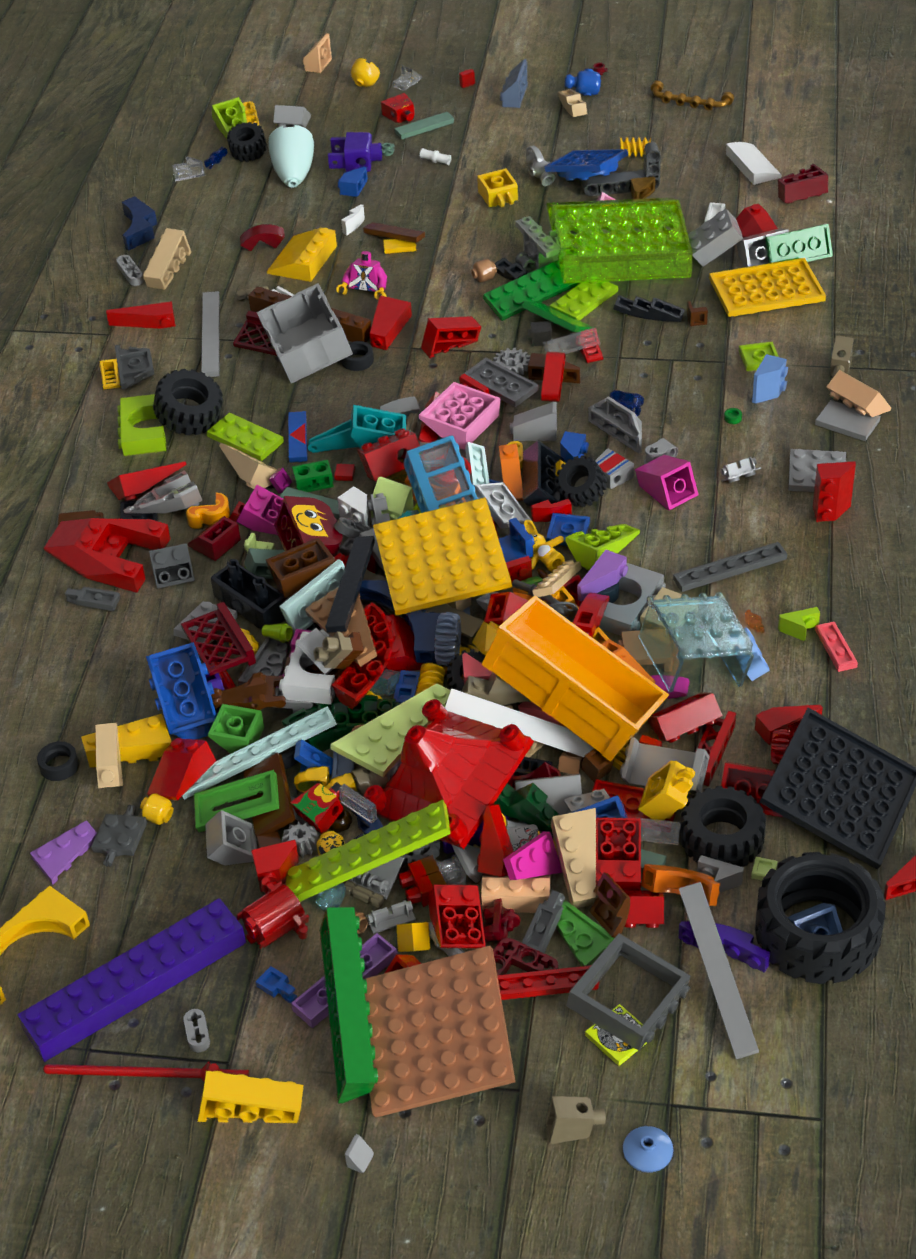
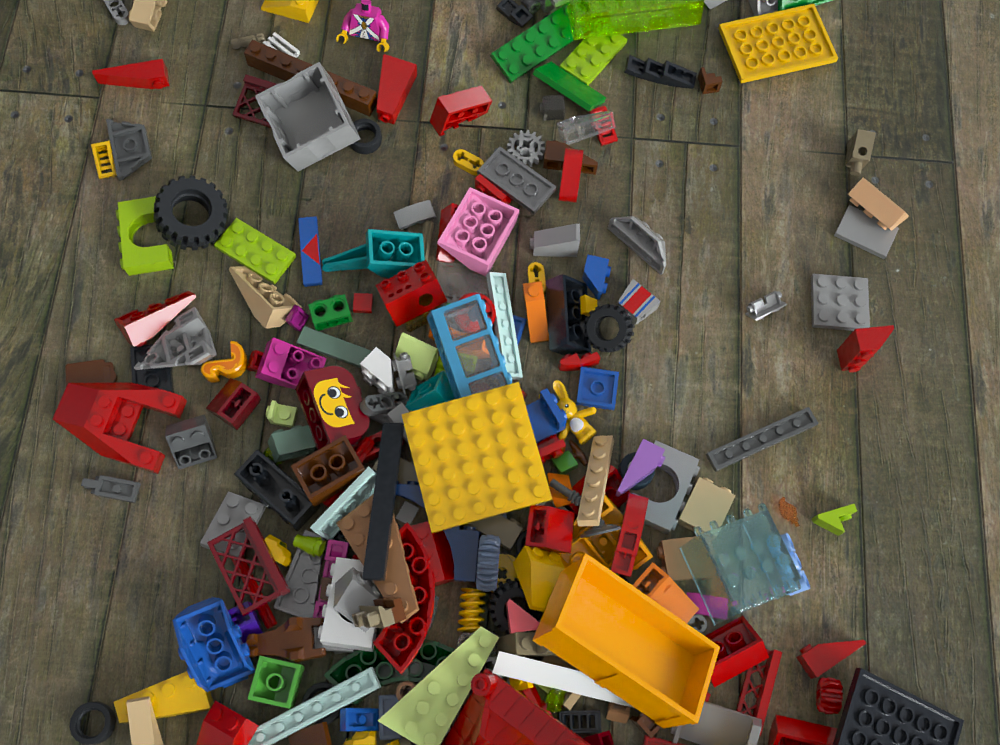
camera: 10 degrees left, 25 degrees up
(211, 334) = (208, 100): light grey tile -> none
(406, 686) = (447, 611): blue slope -> none
(452, 372) = (468, 162): none -> yellow beam
(484, 270) = (489, 15): medium nougat head -> none
(501, 503) = (529, 358): light grey tile -> none
(590, 546) = (629, 412): lime wedge -> none
(627, 400) = (646, 210): clear blue piece -> none
(660, 448) = (683, 280): light grey piece -> none
(668, 480) = (694, 320): dark pink slope -> none
(733, 416) = (752, 224): green tile -> none
(753, 354) = (774, 140): lime tile -> none
(769, 379) = (791, 180): medium blue slope -> none
(836, 646) = (870, 545): coral tile -> none

